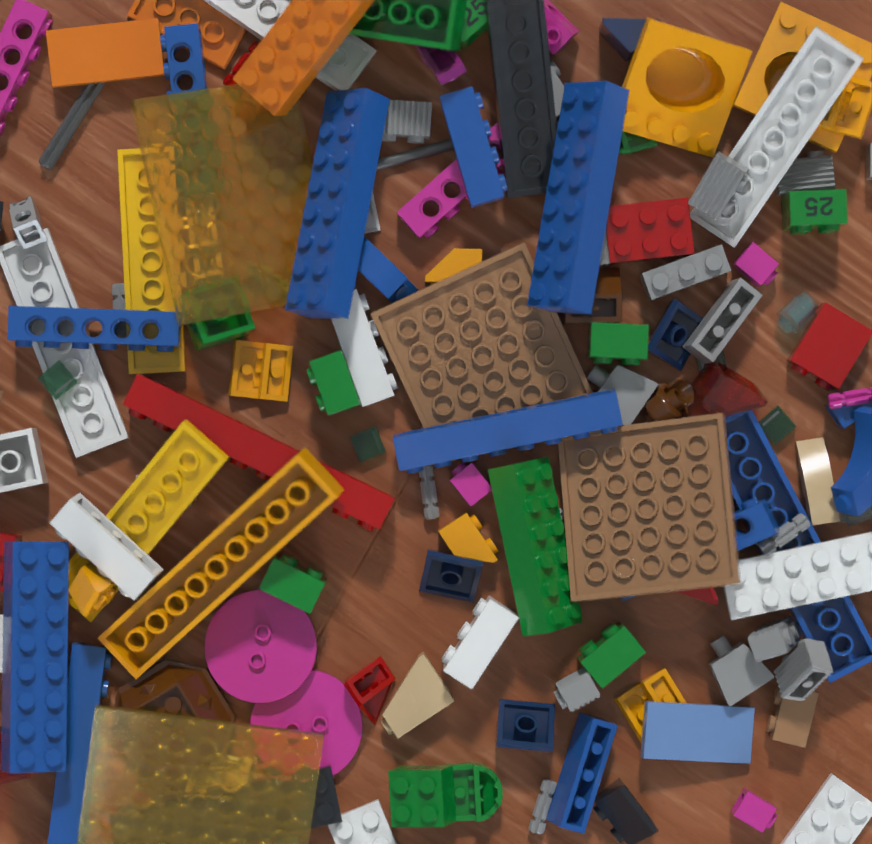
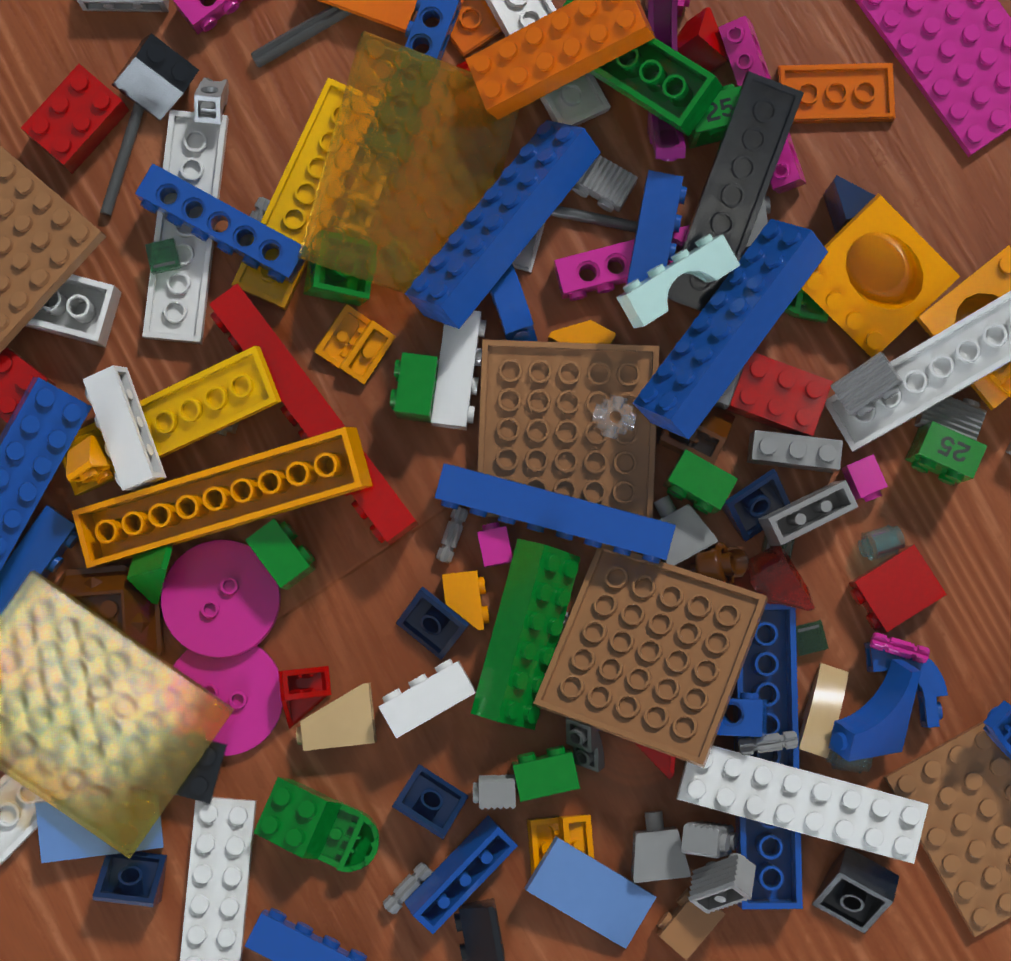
camera: 25 degrees right, 5 degrees down
(191, 655) = (149, 571): none -> green slope
(367, 444) = (418, 462): clear green tile -> none
(495, 211) = (648, 299): none -> light aqua arch
(509, 317) = (602, 419): none -> clear brick
(633, 613) = (586, 745): none -> dark grey slope

